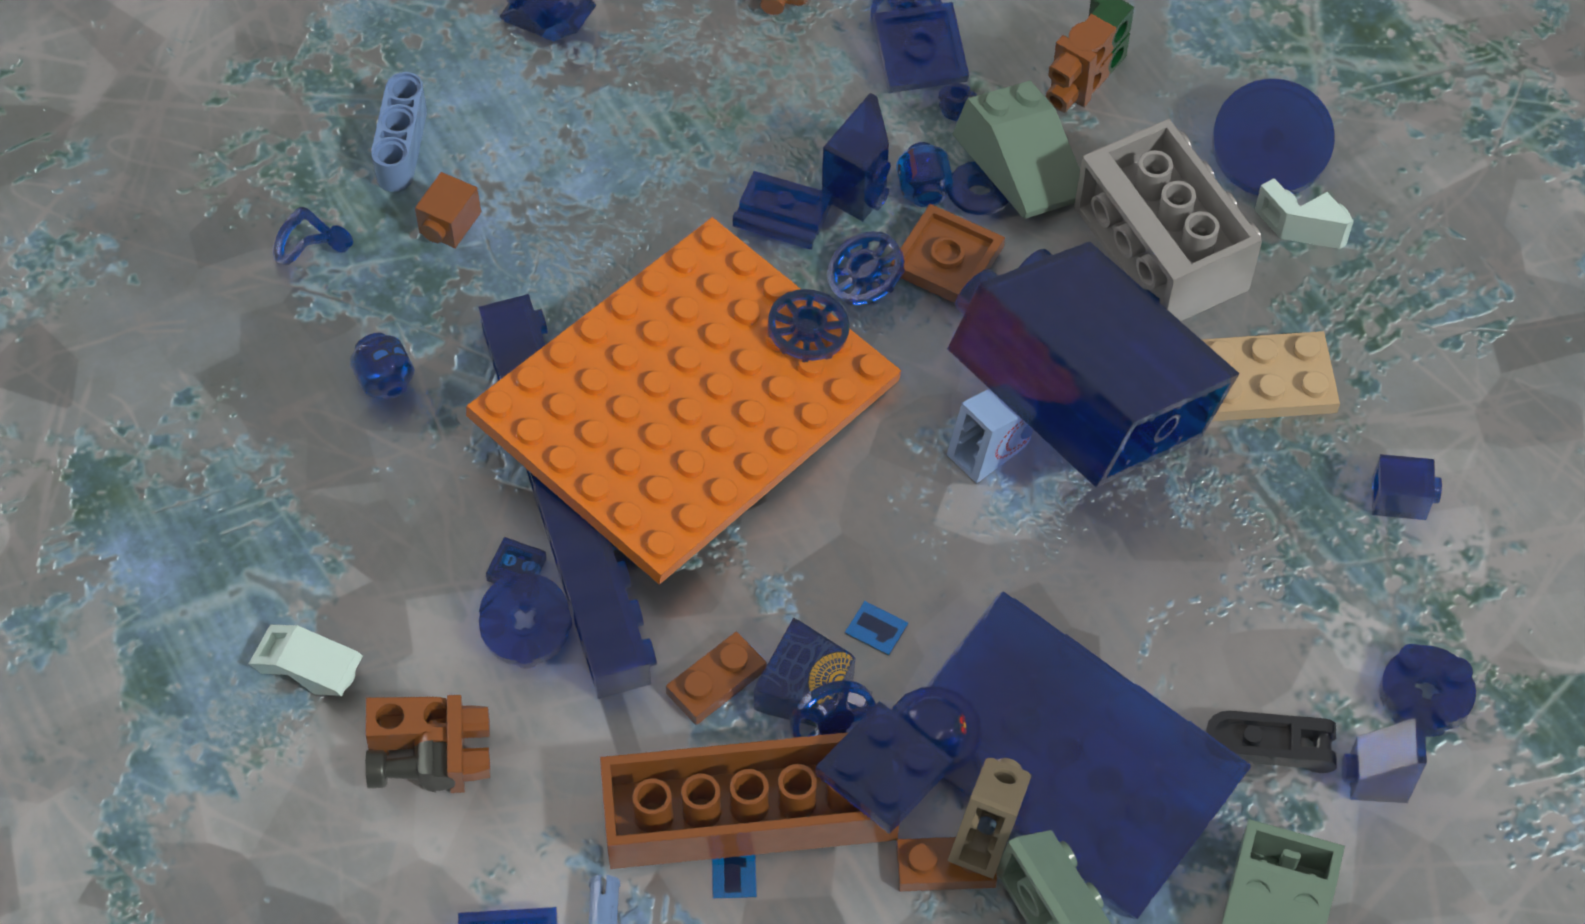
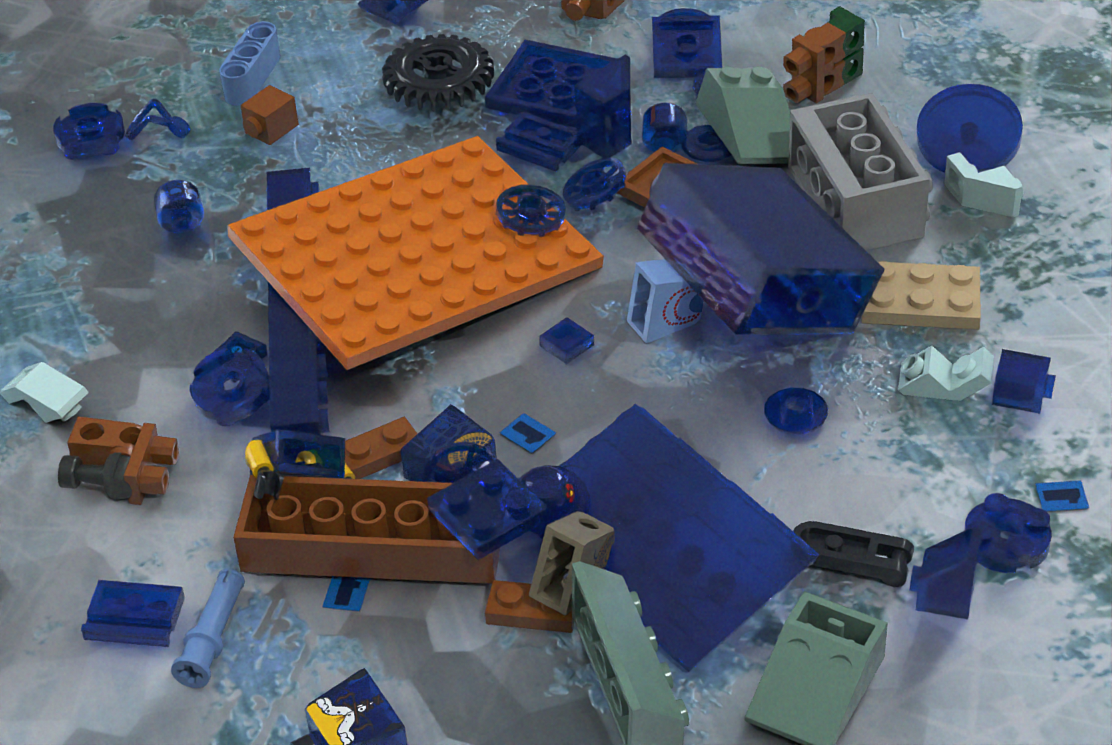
camera: 15 degrees right, 15 degrees down
(236, 278) = (103, 138): none -> clear blue plate
(641, 135) = (440, 77): none -> black gear
(641, 723) = (294, 454): none -> clear blue torso
(773, 119) = (543, 81): none -> clear blue plate
(888, 494) = (566, 340): none -> clear blue tile
(1162, 573) = (796, 421): none -> clear blue piece
(1308, 490) = (936, 377): none -> light aqua slope
(1471, 627) = (1062, 495): none -> clear blue sticker

